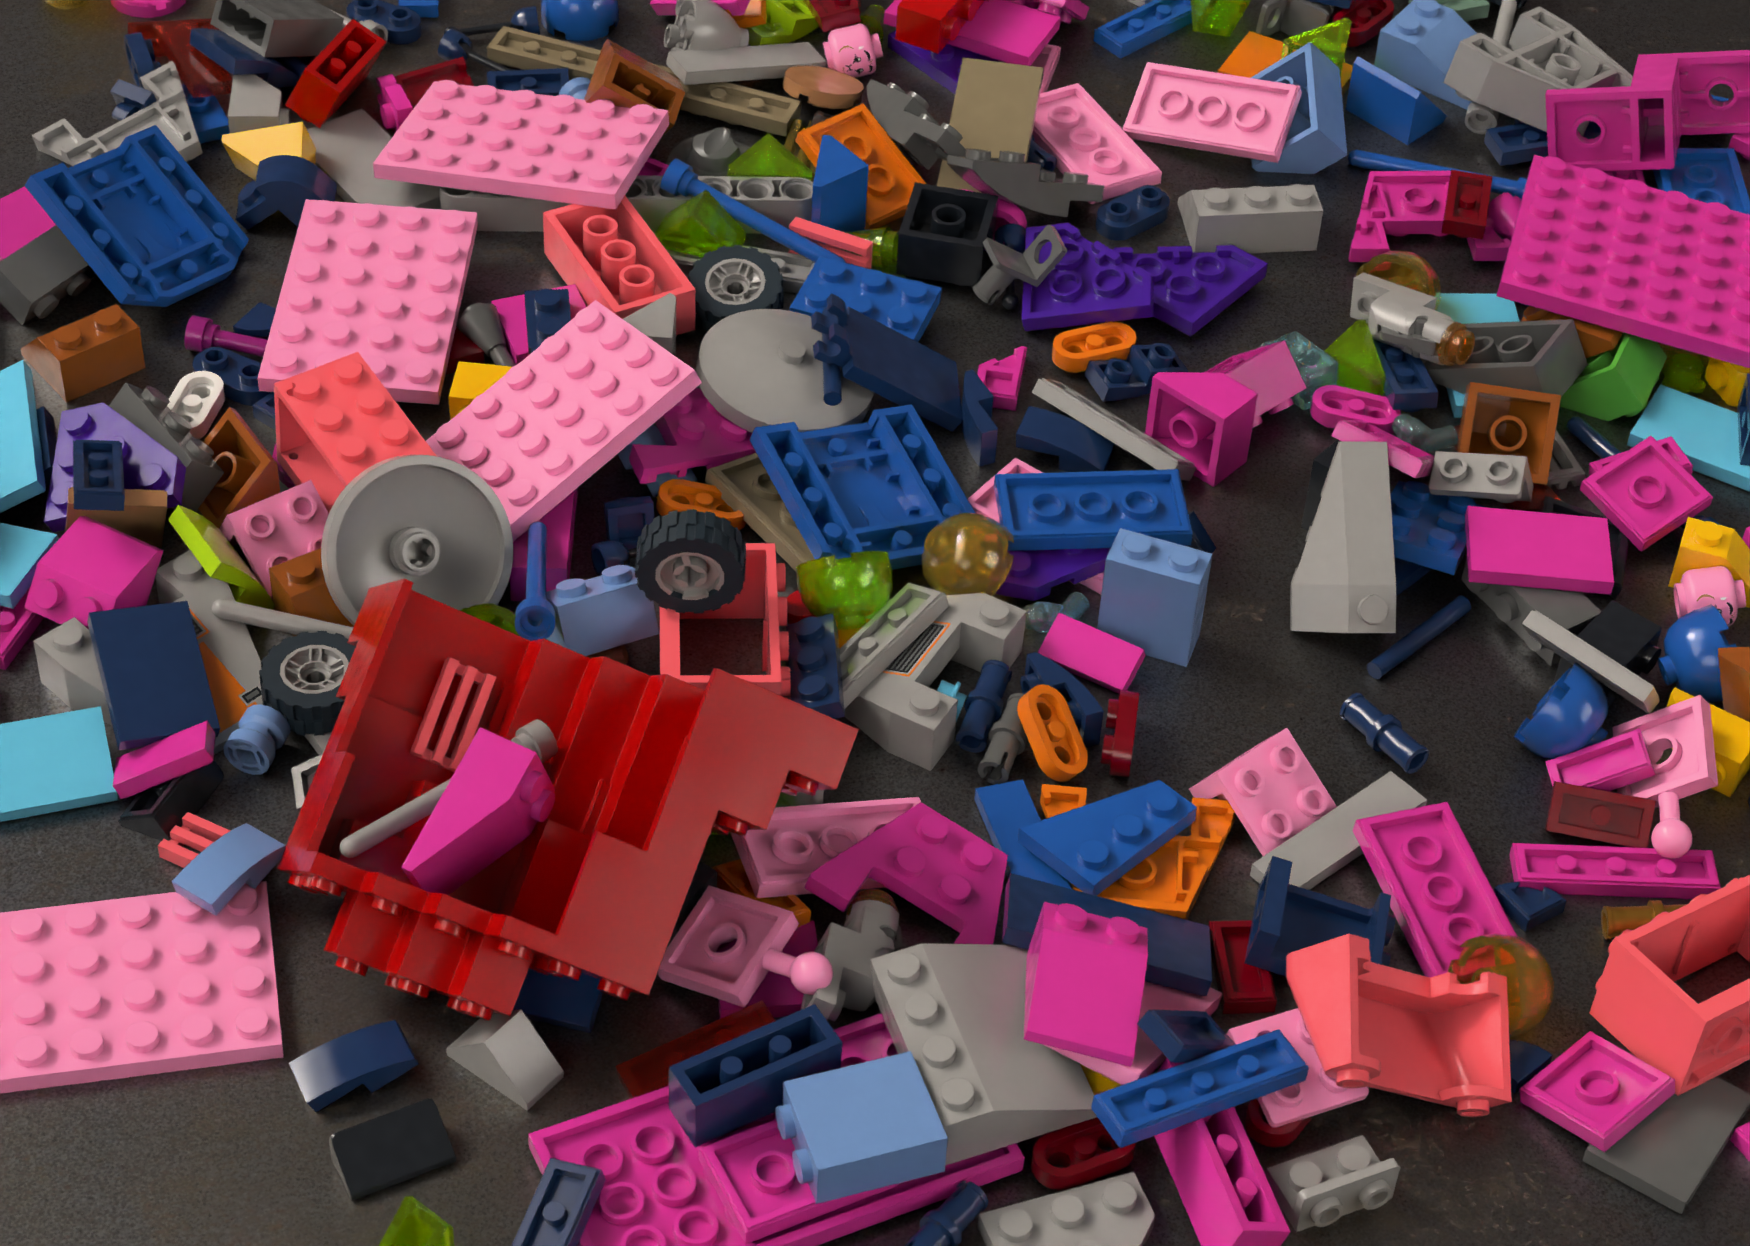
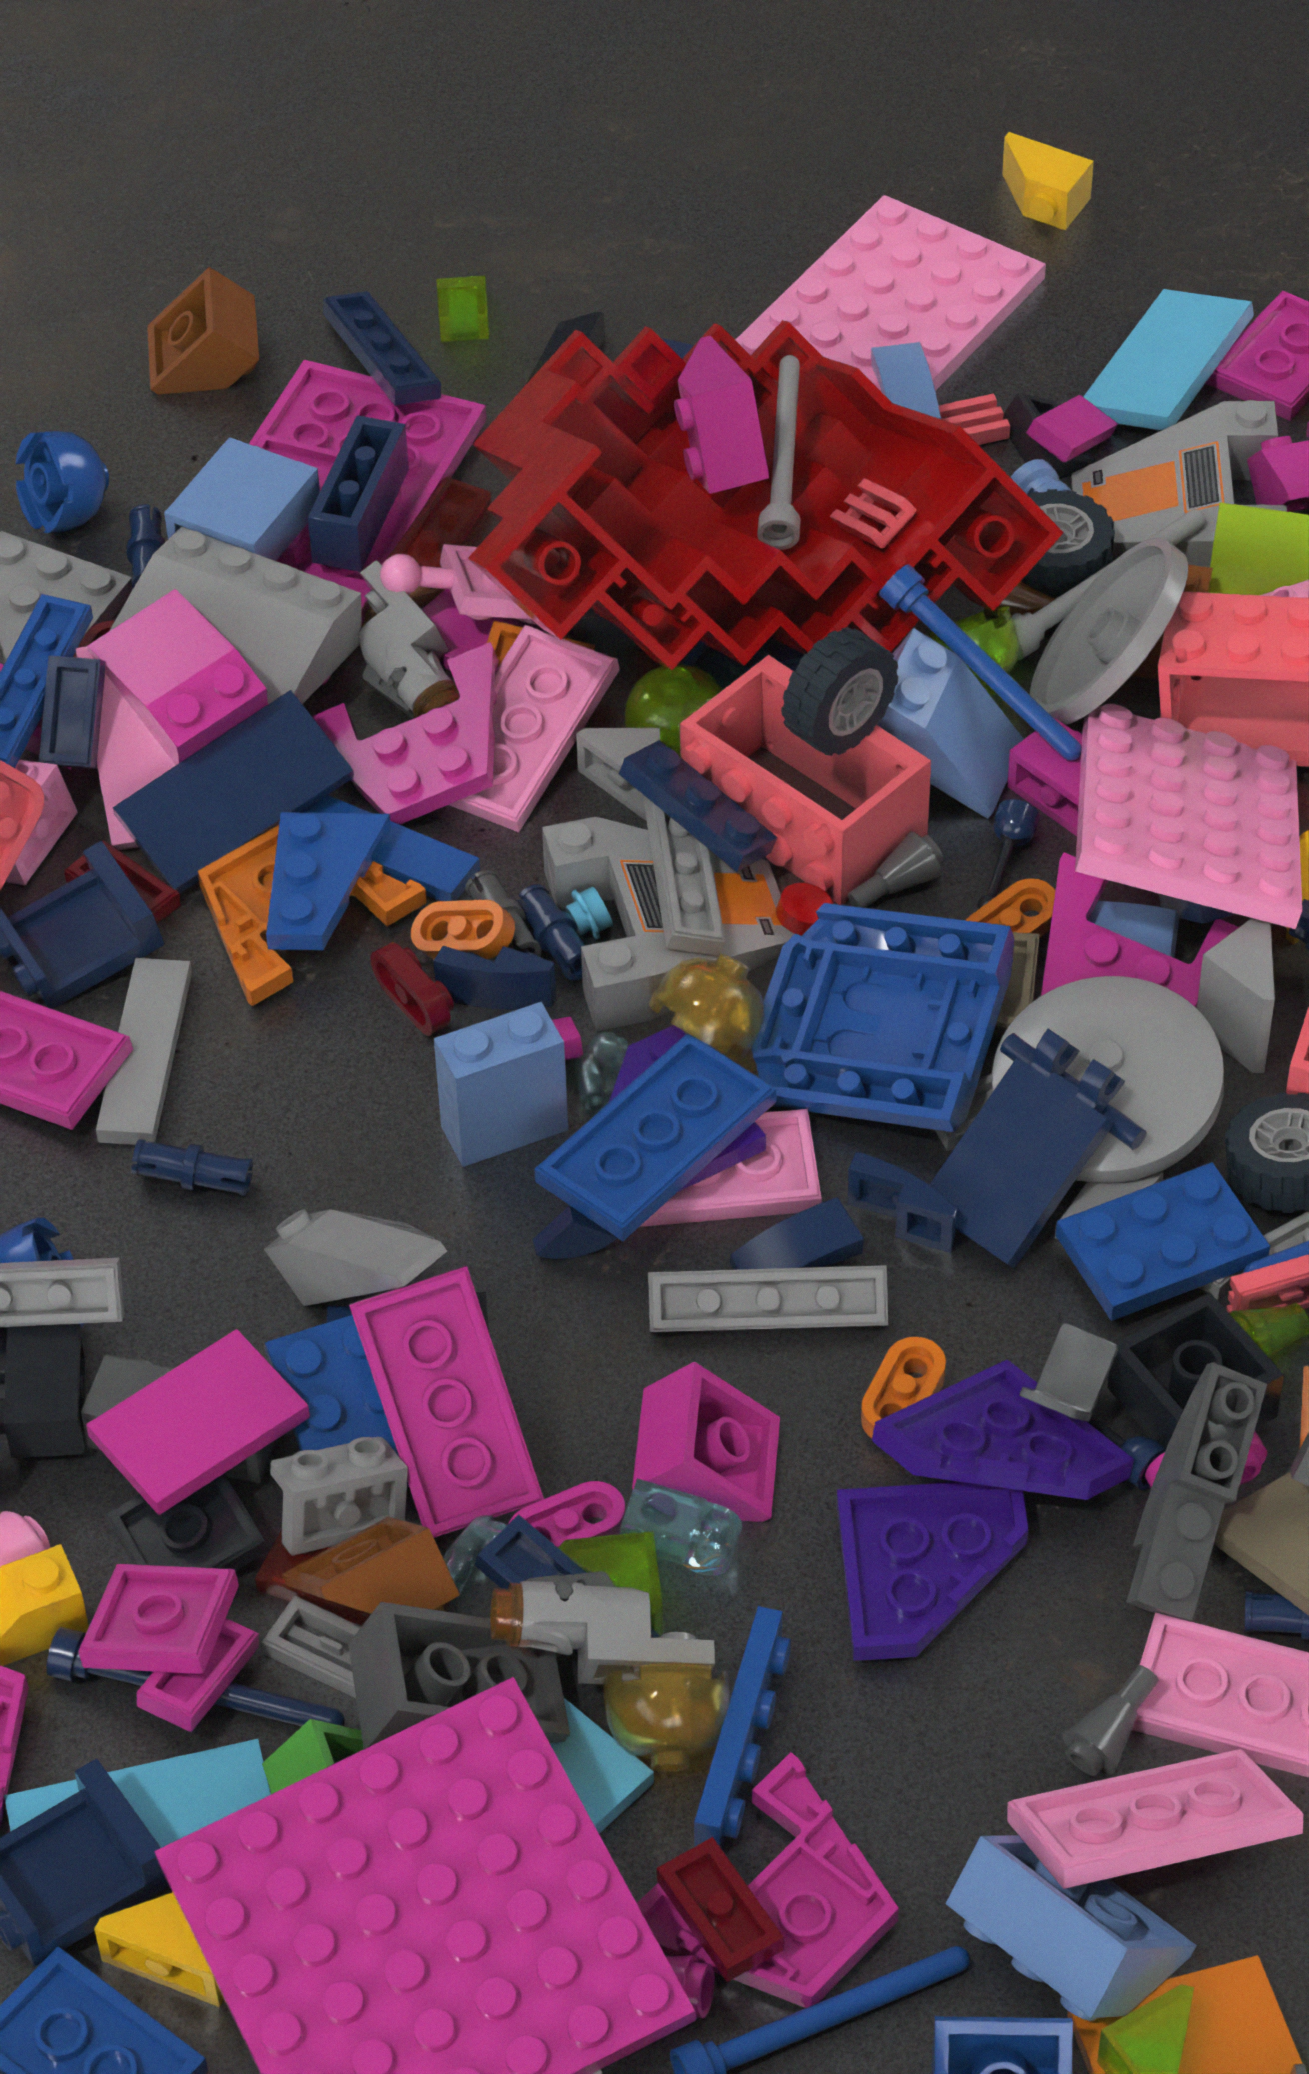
camera: 140 degrees right, 5 degrees up
(151, 672) = (1163, 450): dark blue tile -> none
(627, 518) = (1043, 856): dark blue tile -> none
(846, 586) = (769, 886): clear neon green cylinder -> none
(1004, 378) = (946, 1289): dark pink tile -> none
(1132, 213) = (1087, 1628): dark blue plate -> none
(1132, 377) = (831, 1405): dark blue slope -> none
(1188, 164) = (1102, 1734): none -> dark grey cone
(1203, 420) = (675, 1321): dark pink slope -> none
(1253, 218) = (958, 1721): light grey slope -> none
(1270, 791) = (245, 1016): bright pink bracket -> none
(1333, 286) = (749, 1708): none -> blue plate
(1418, 637) = (259, 1292): dark blue bar -> none

